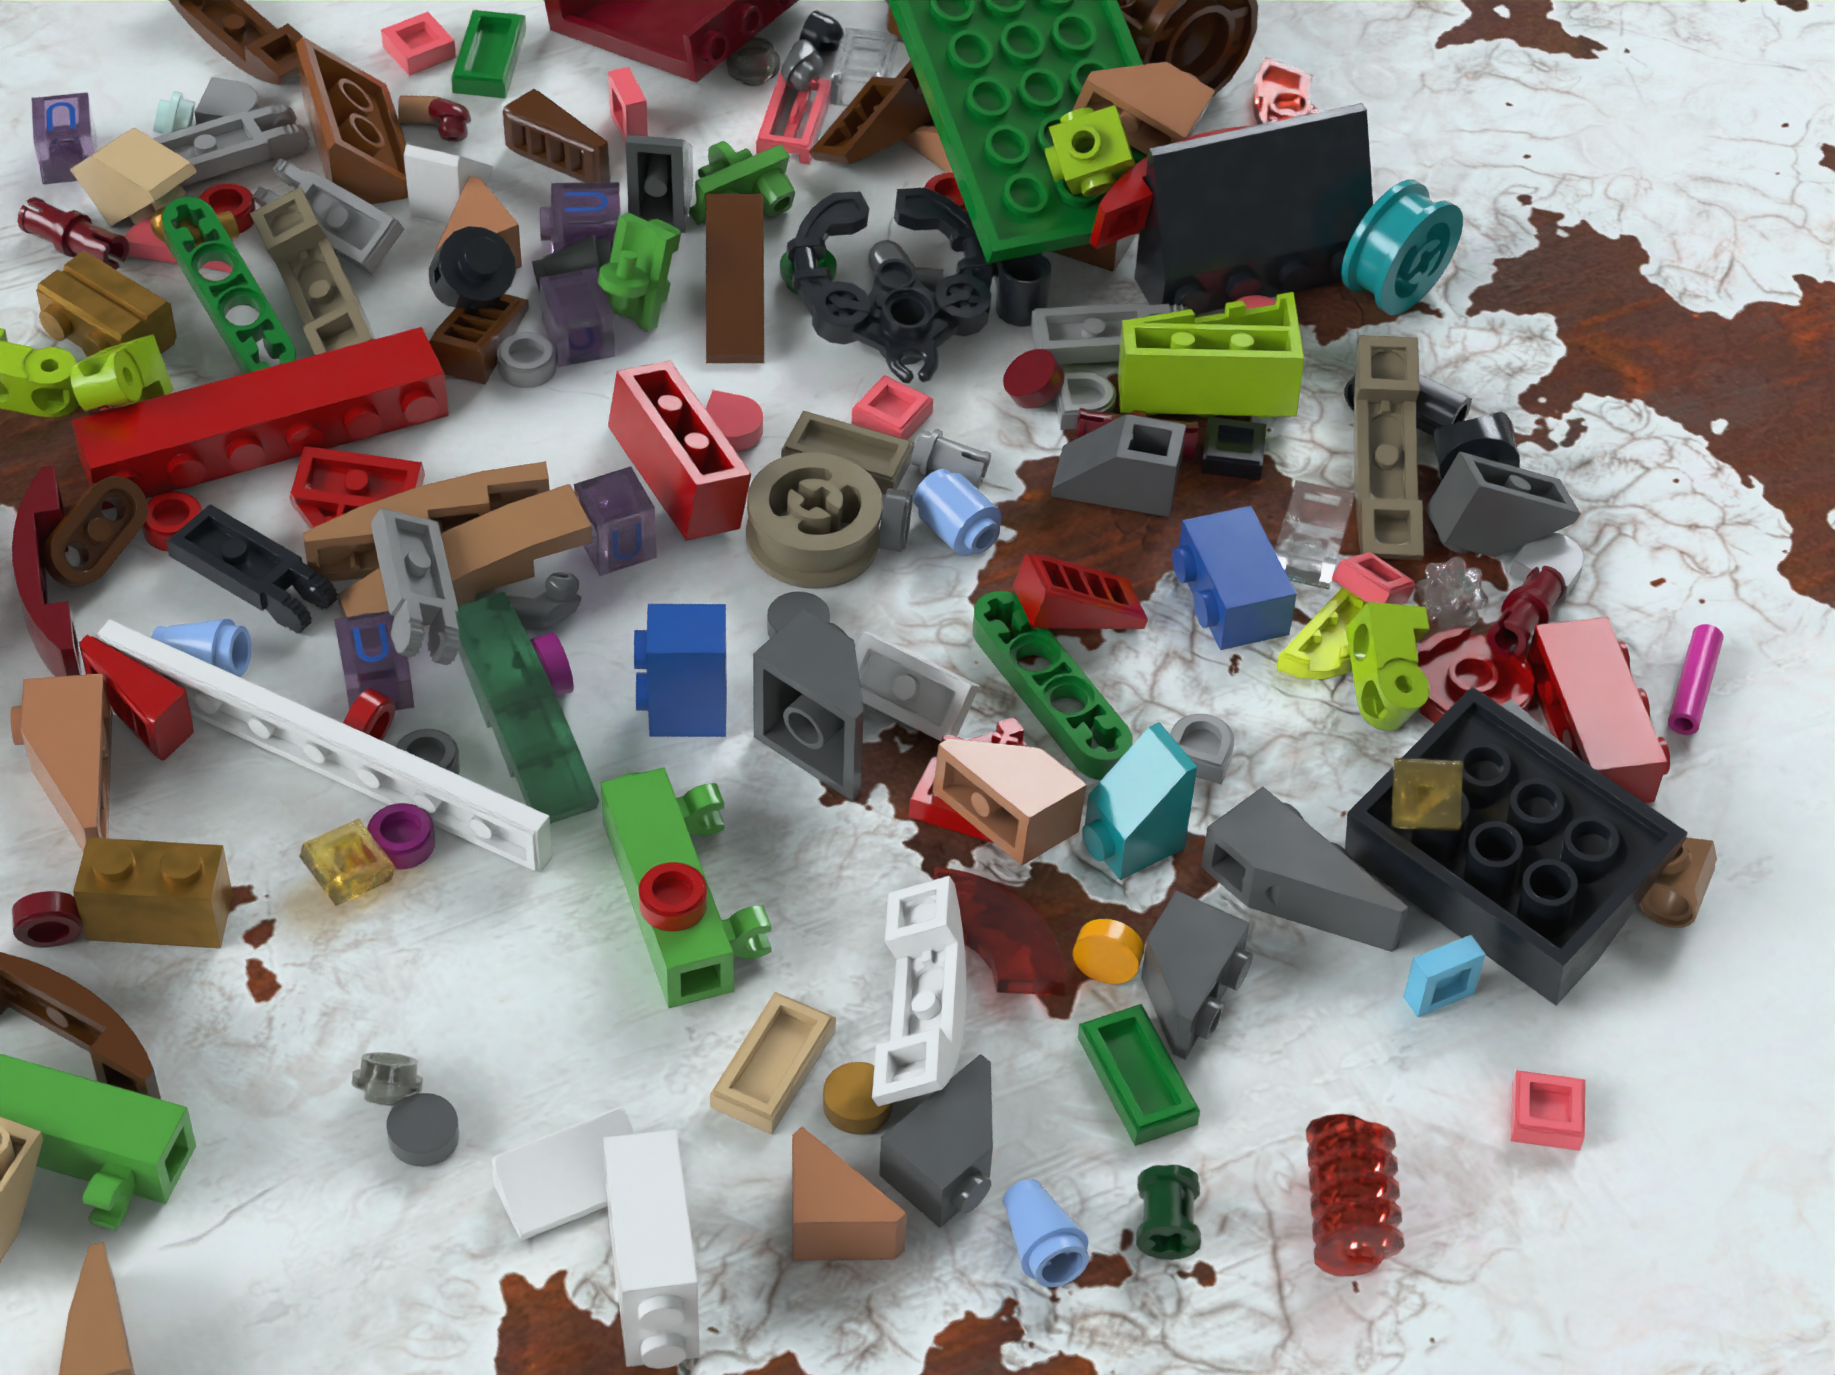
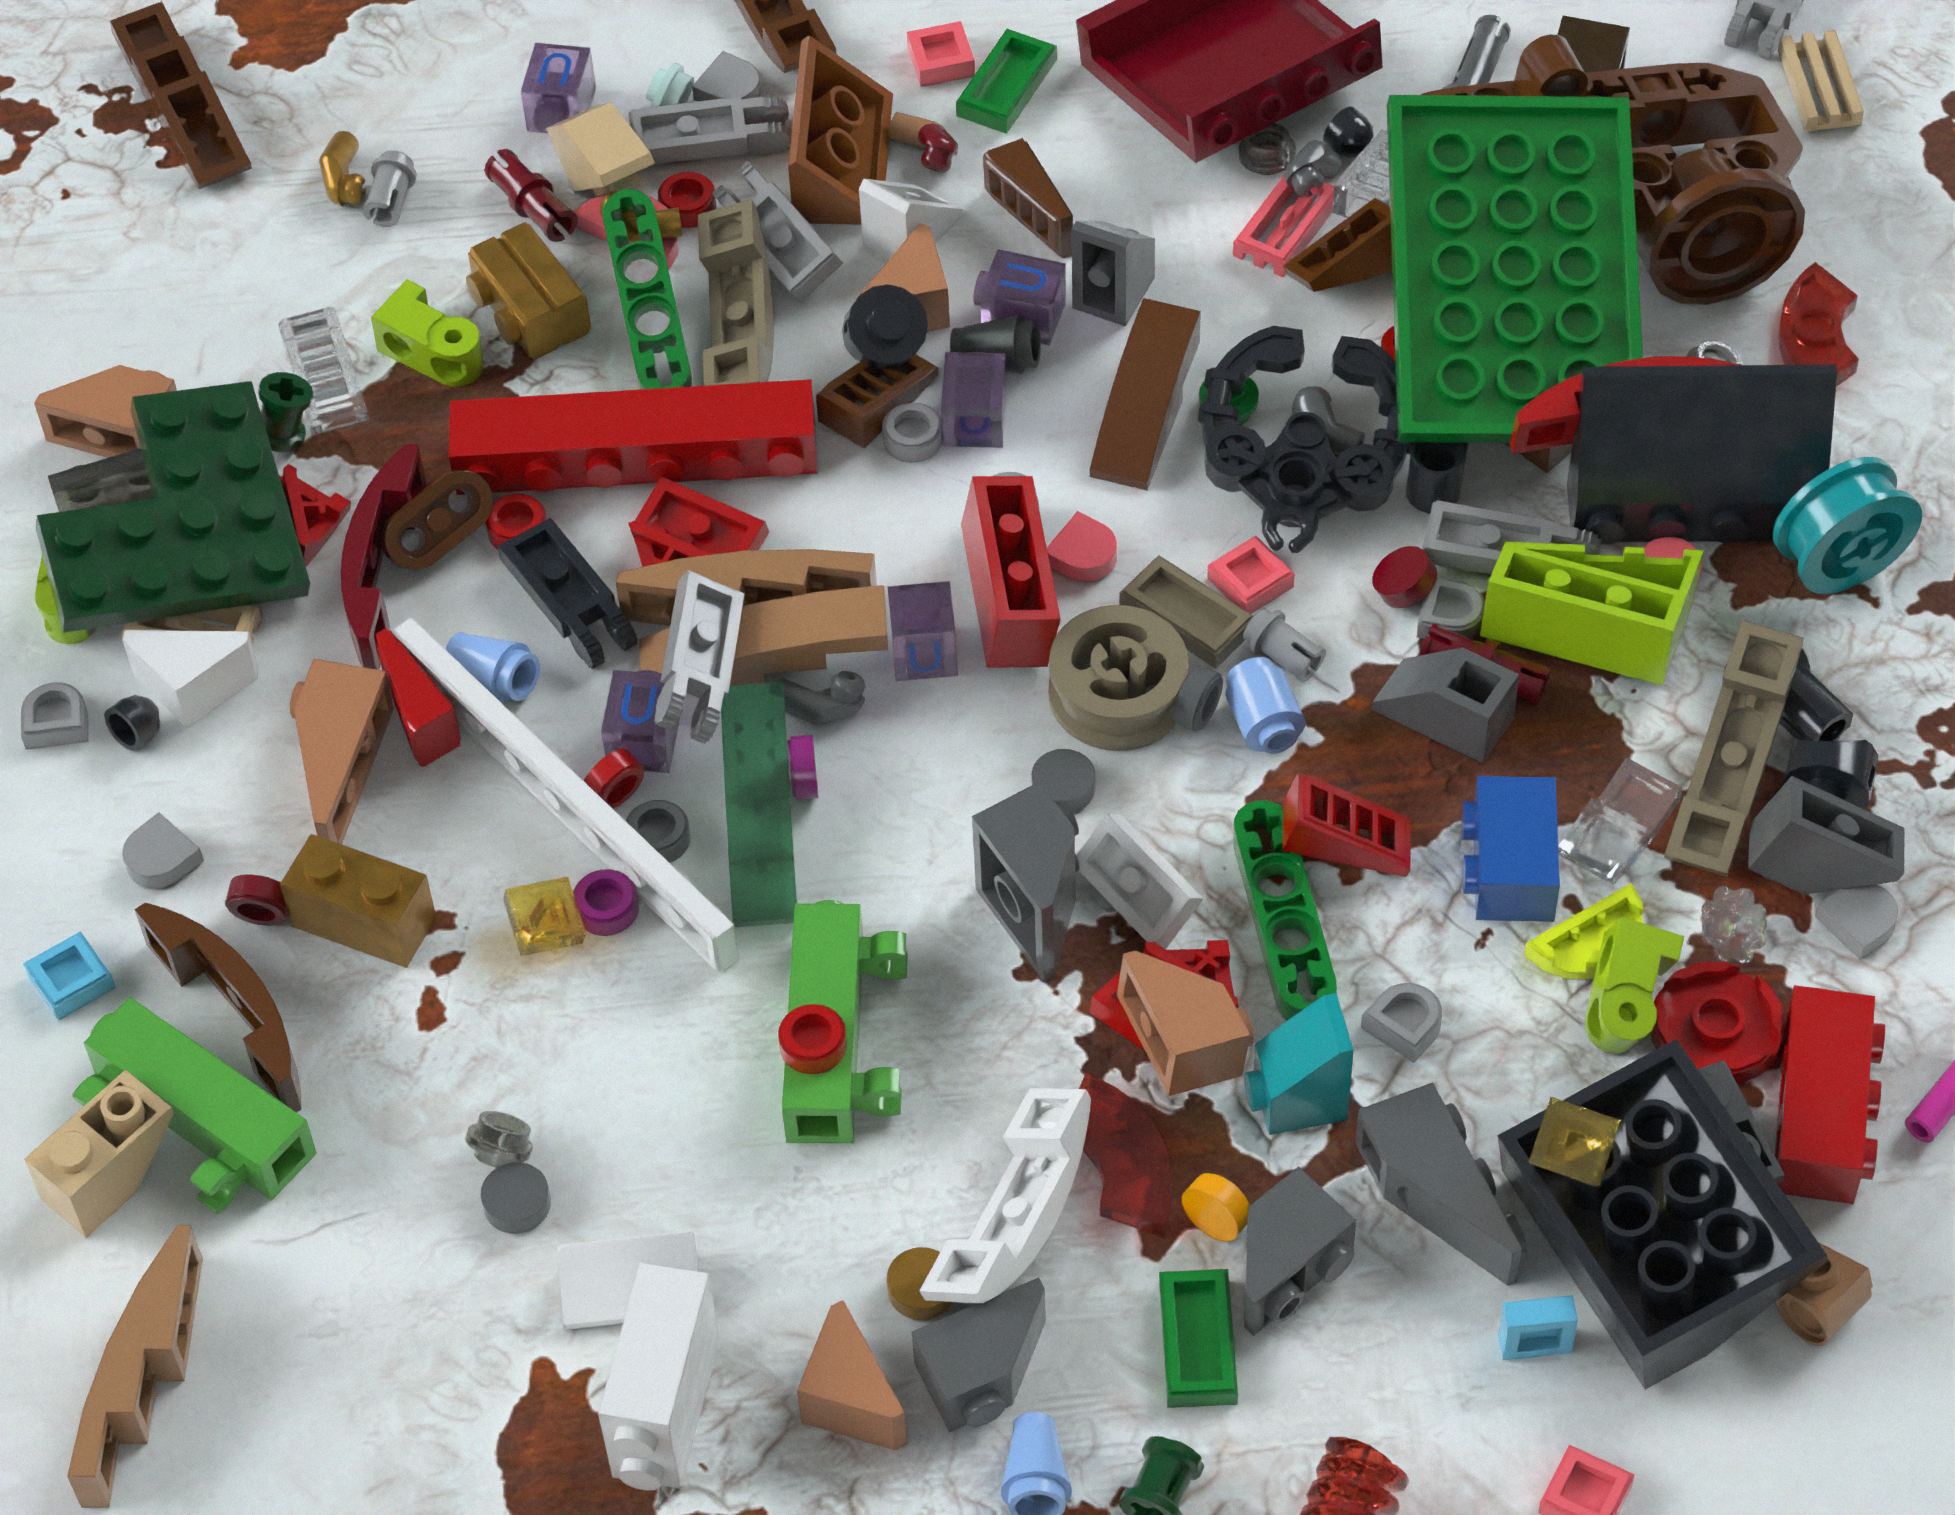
camera: 25 degrees right, 5 degrees up
(120, 376) = (510, 364): lime leg -> none
(627, 103) = (1116, 175): coral tile -> none
(639, 269) = (1046, 368): bright green hips -> none
(684, 670) = (919, 808): blue brick -> none
(744, 174) = (1200, 283): bright green hips -> none
(773, 1062) = (858, 1225): tan tile -> none
(1089, 150) = (1532, 349): lime brick -> none
(1152, 99) = (1617, 309): nougat slope -> none
(1234, 448) = (1583, 704): black tile -> none
(1373, 579) = (1659, 889): coral tile -> none
(1524, 609) = (1802, 964): dark red pin -> none

